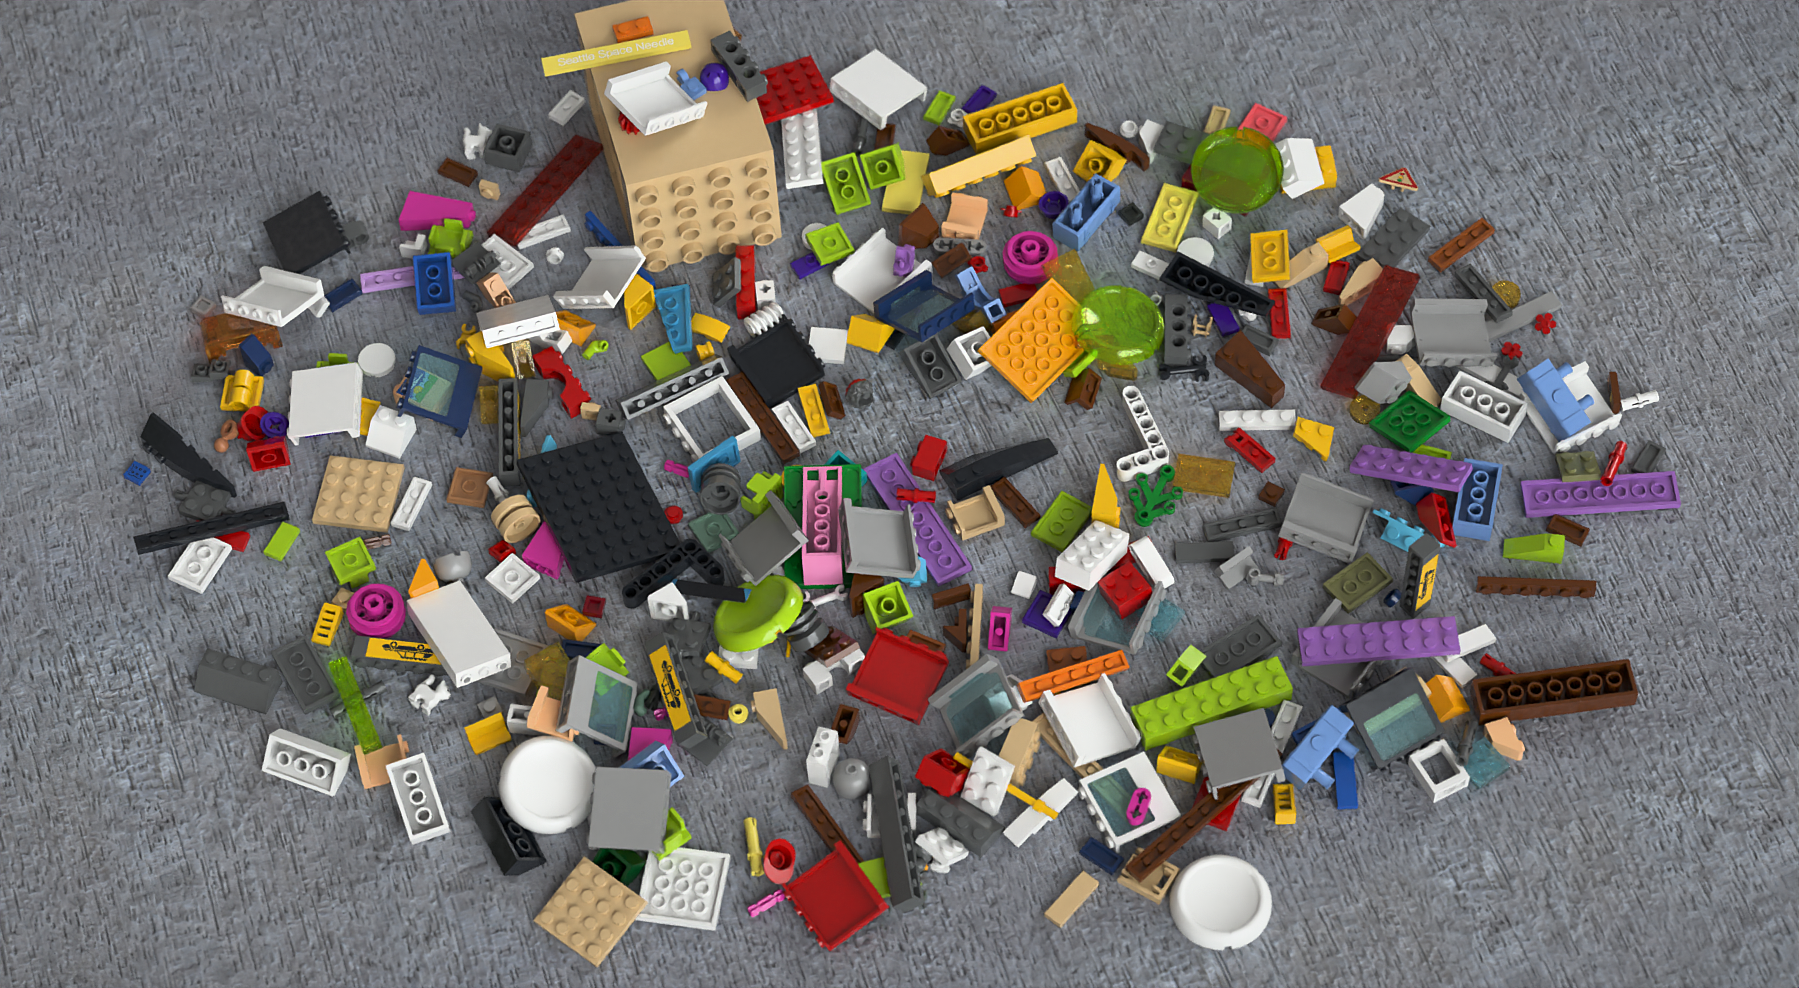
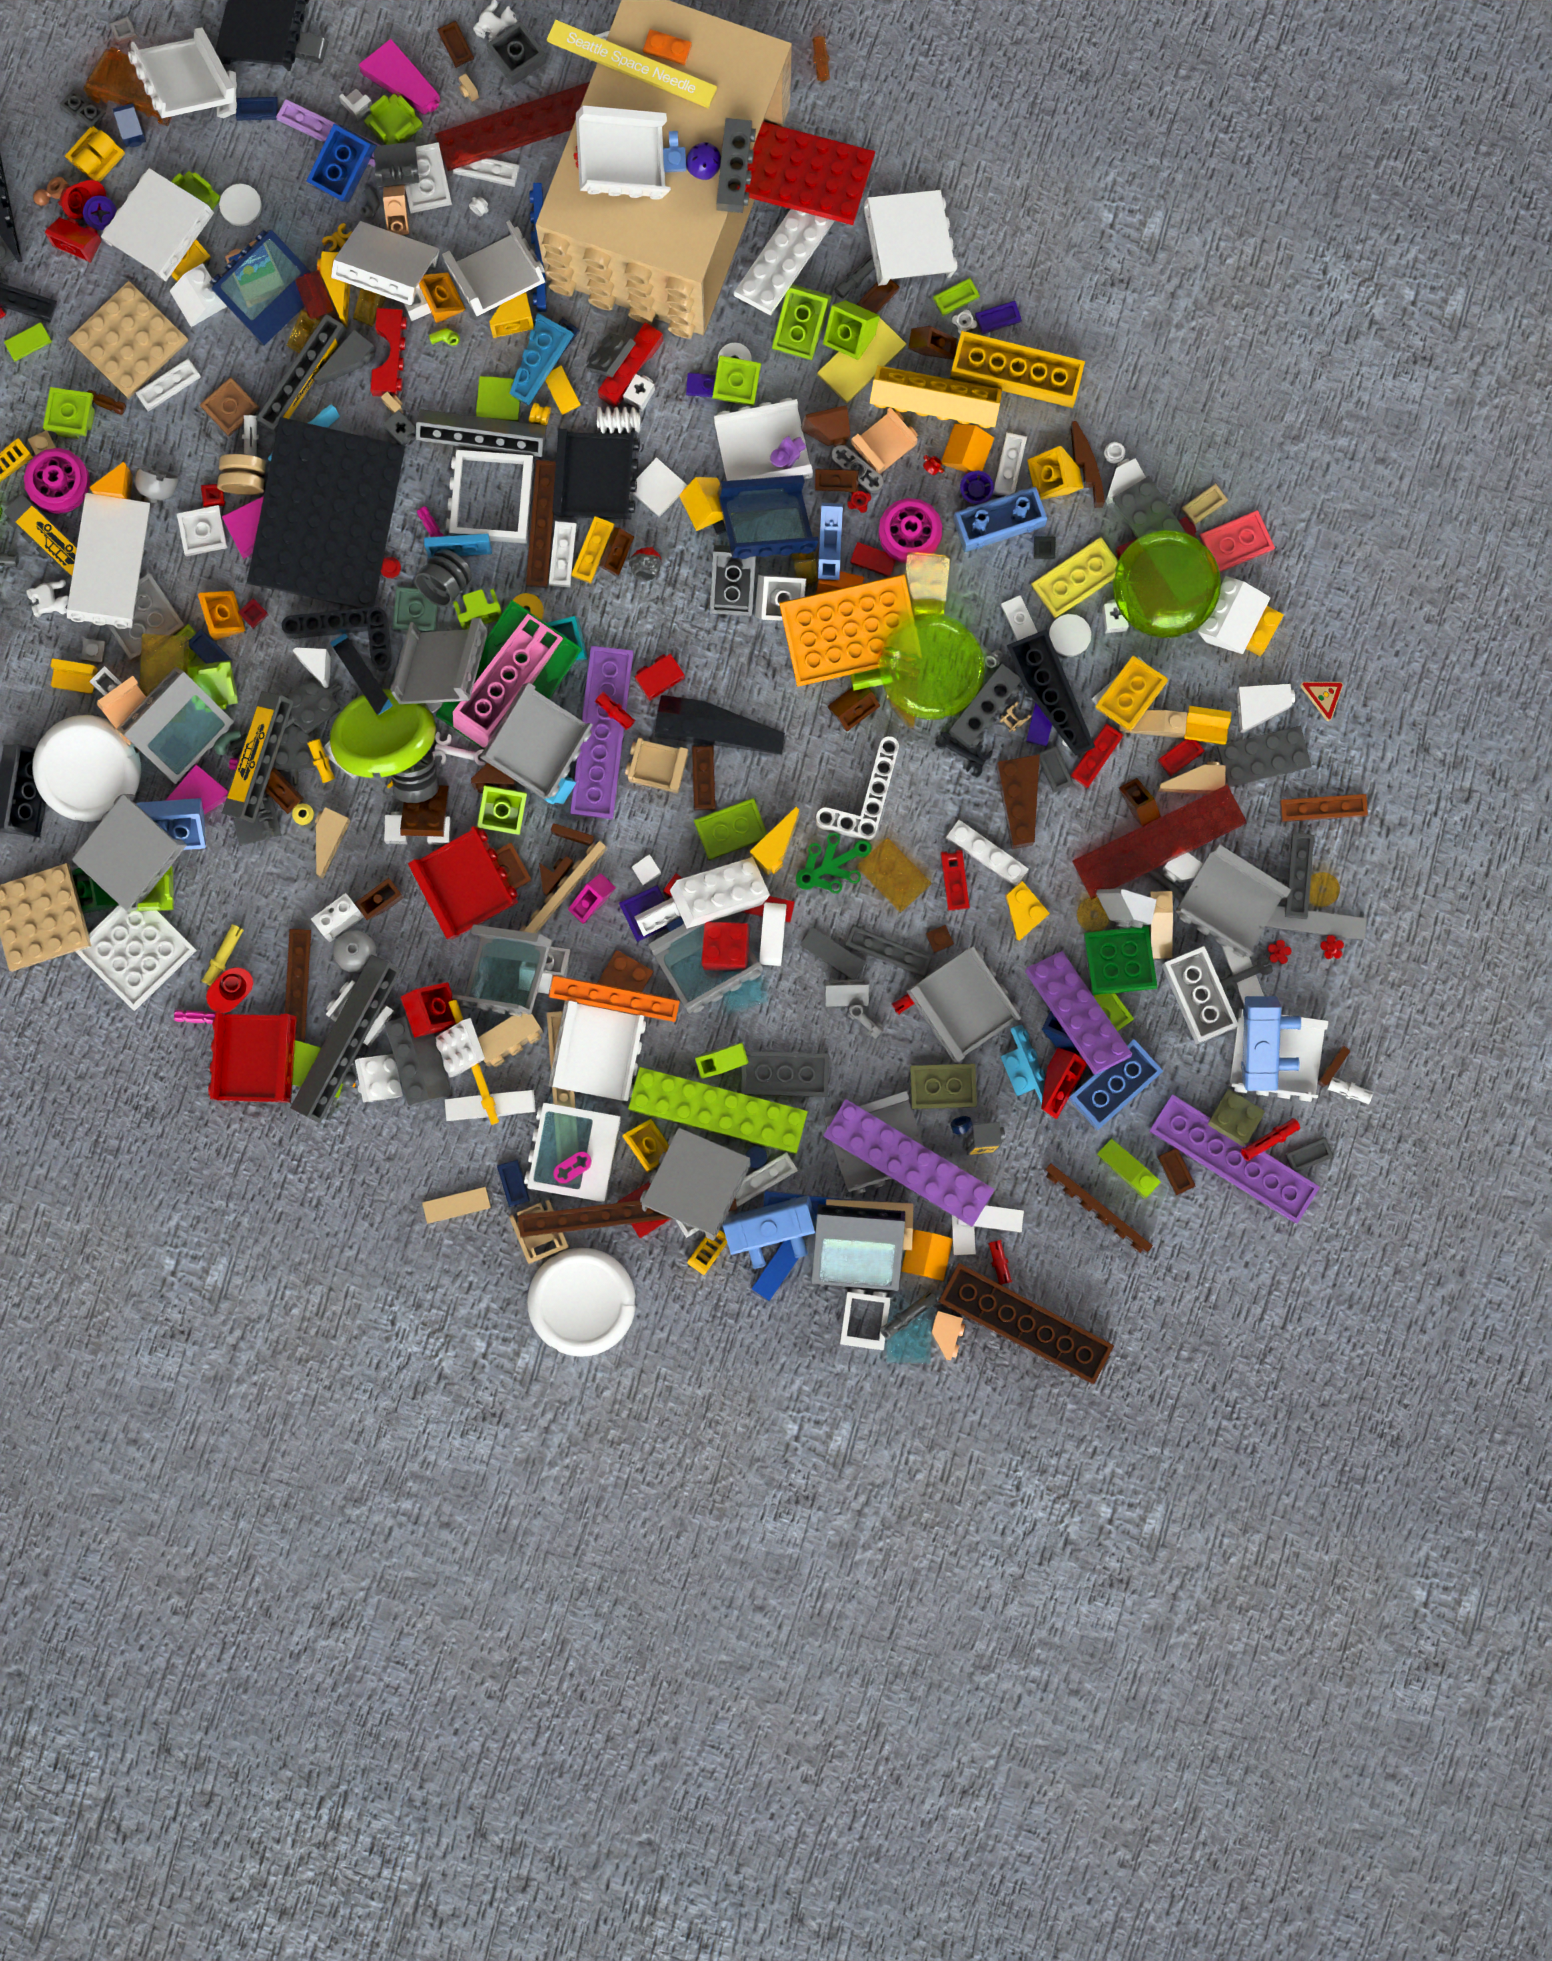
camera: 30 degrees right, 25 degrees up
(481, 369) = (313, 294): none -> clear red panel

